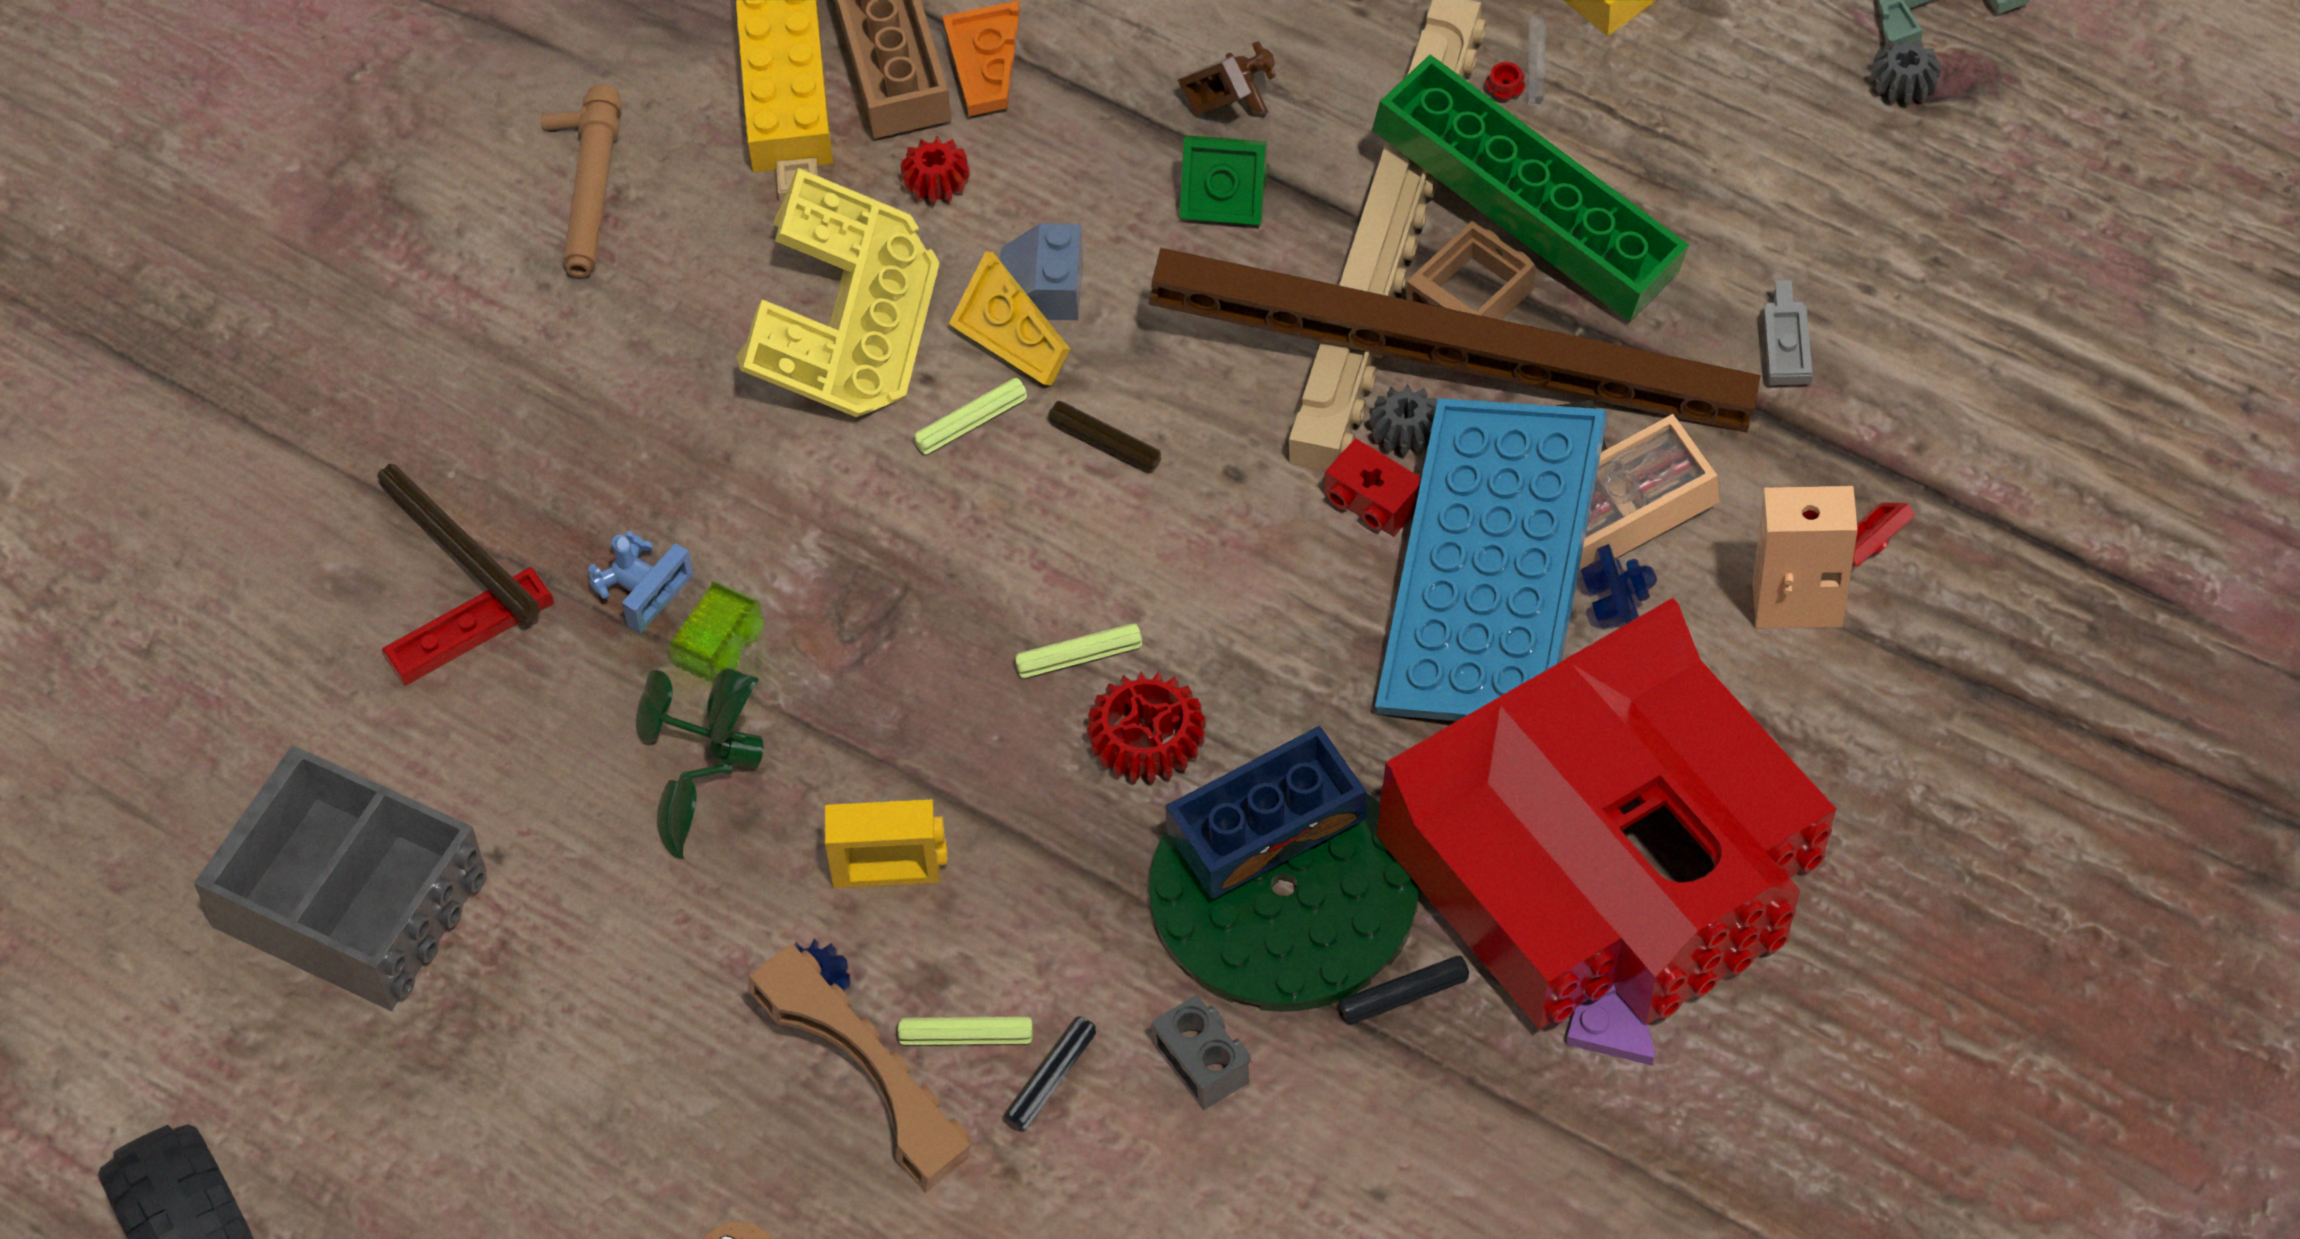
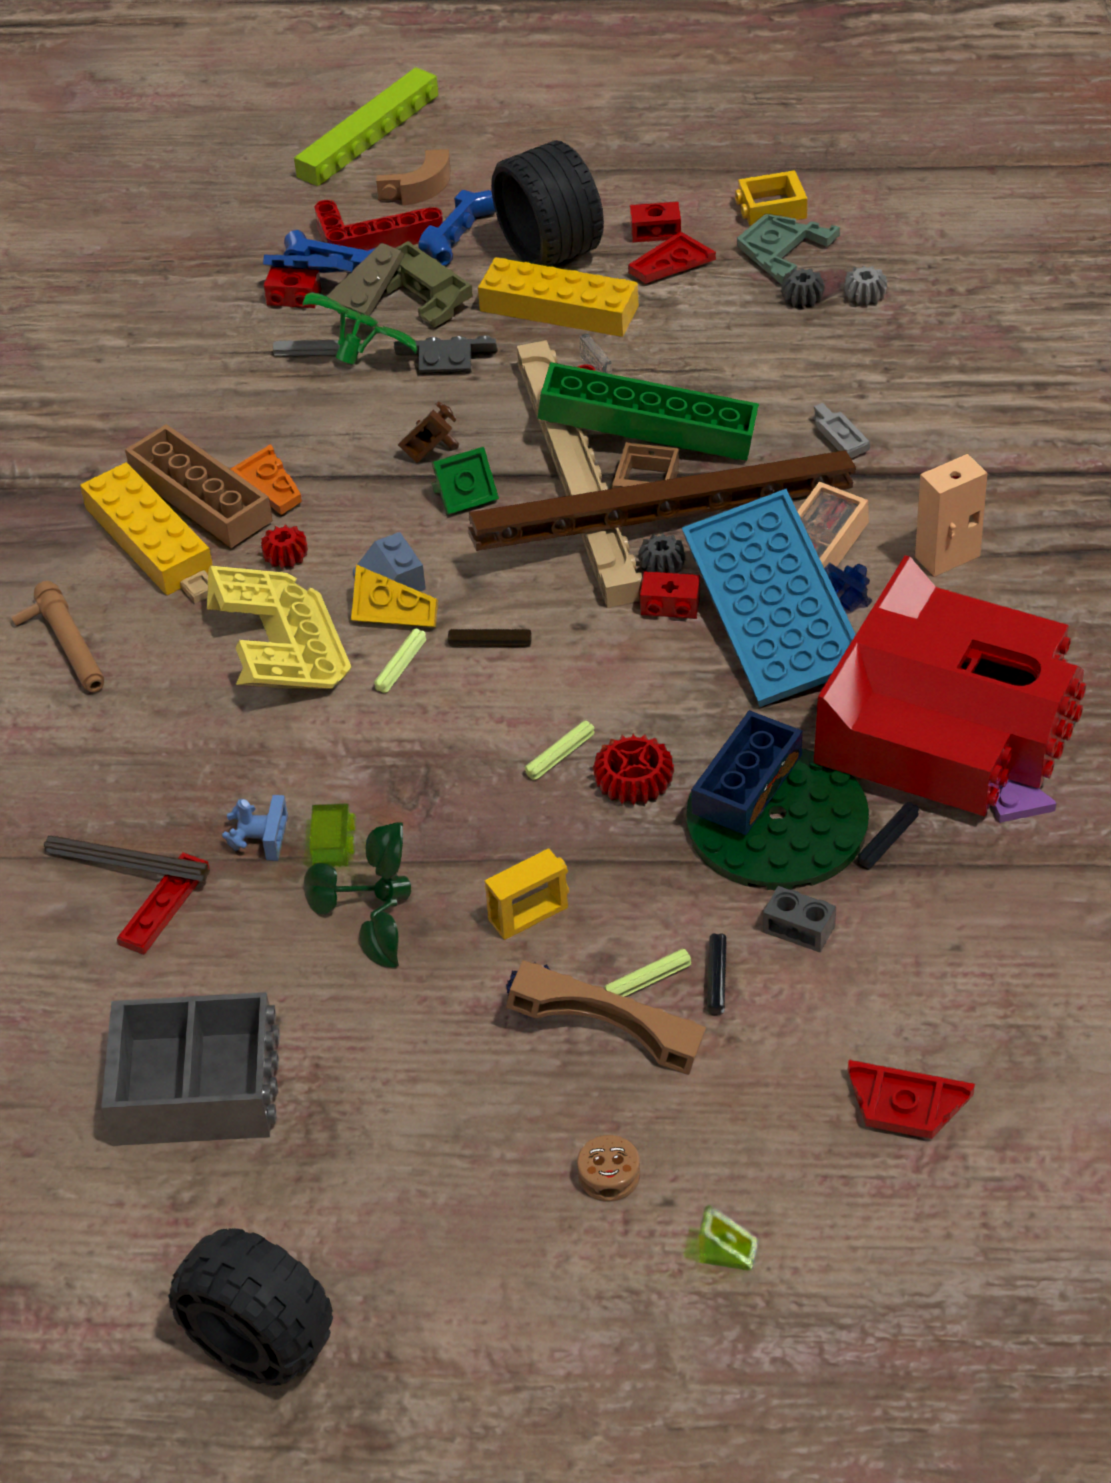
camera: 30 degrees left, 10 degrees down
(1997, 109) = (865, 285): none -> light grey gear

